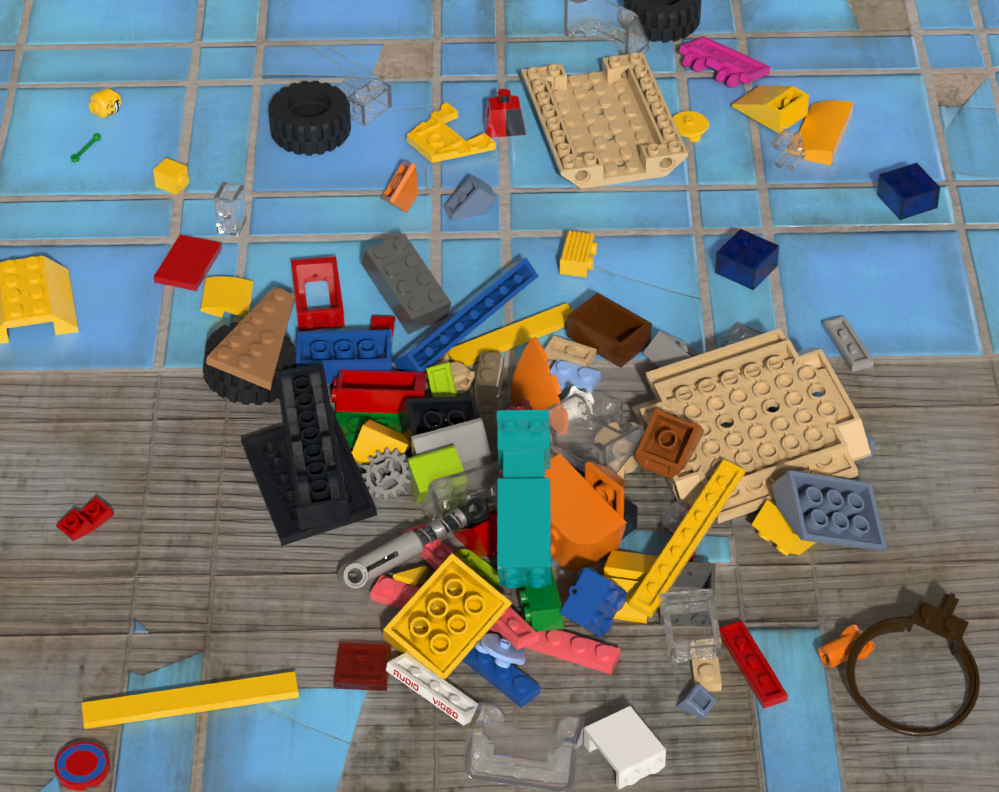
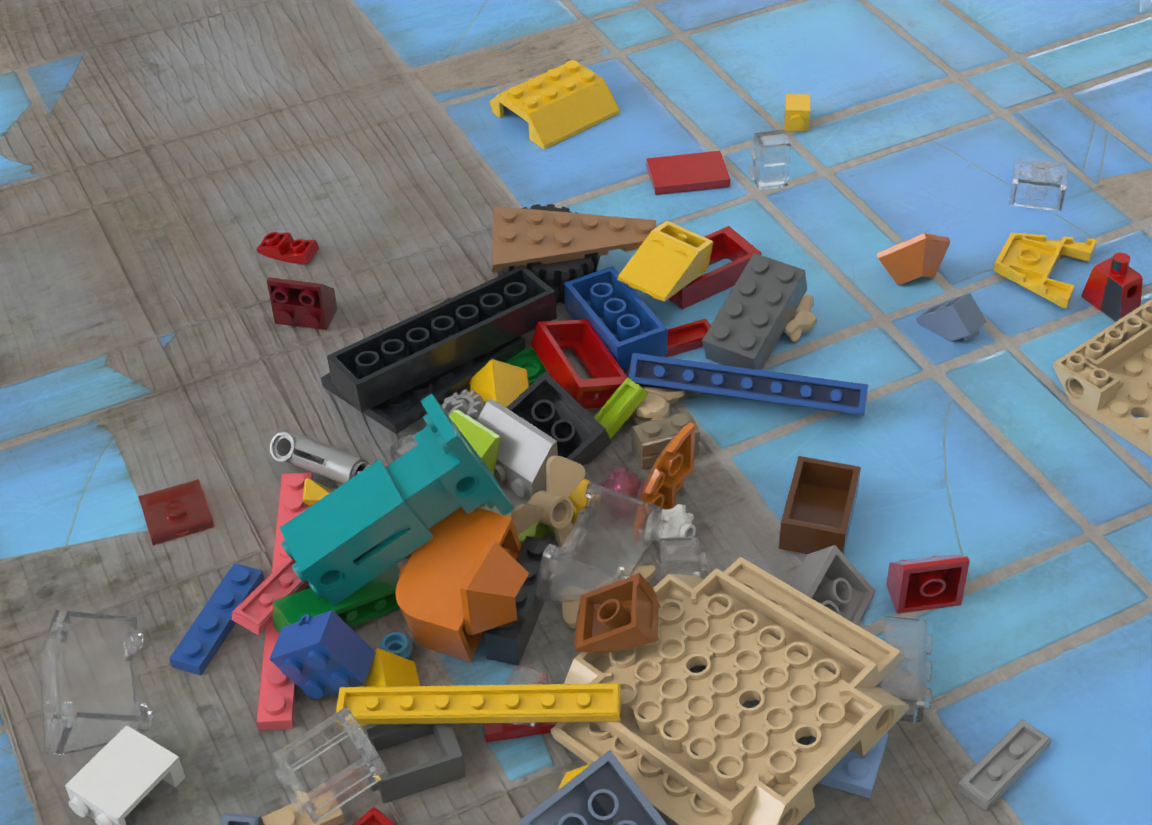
camera: 65 degrees right, 0 degrees up
(75, 157) = (779, 54): green hinge -> none
(105, 103) = (864, 36): yellow head -> none
(180, 524) = (302, 303): none -> dark red slope
(189, 700) = (80, 410): yellow tile -> none
(226, 295) = (657, 206): yellow slope -> none
(309, 118) = (963, 156): black tyre -> none
(325, 299) = (667, 261): none -> yellow slope
(432, 688) = (158, 574): white plate -> none
(446, 617) = (240, 537): yellow slope -> none
(500, 649) = (220, 603): light blue piece -> none
(511, 335) = (754, 432): yellow tile -> none
(570, 351) = (766, 493): tan plate -> none
(572, 374) = (726, 510): light blue wing -> none
(577, 254) = (939, 436): yellow brick -> none
(628, 565) = (425, 667): yellow tile -> none
(699, 309) = (927, 582): none -> red slope
(746, 259) = (1067, 593): clear blue brick -> none

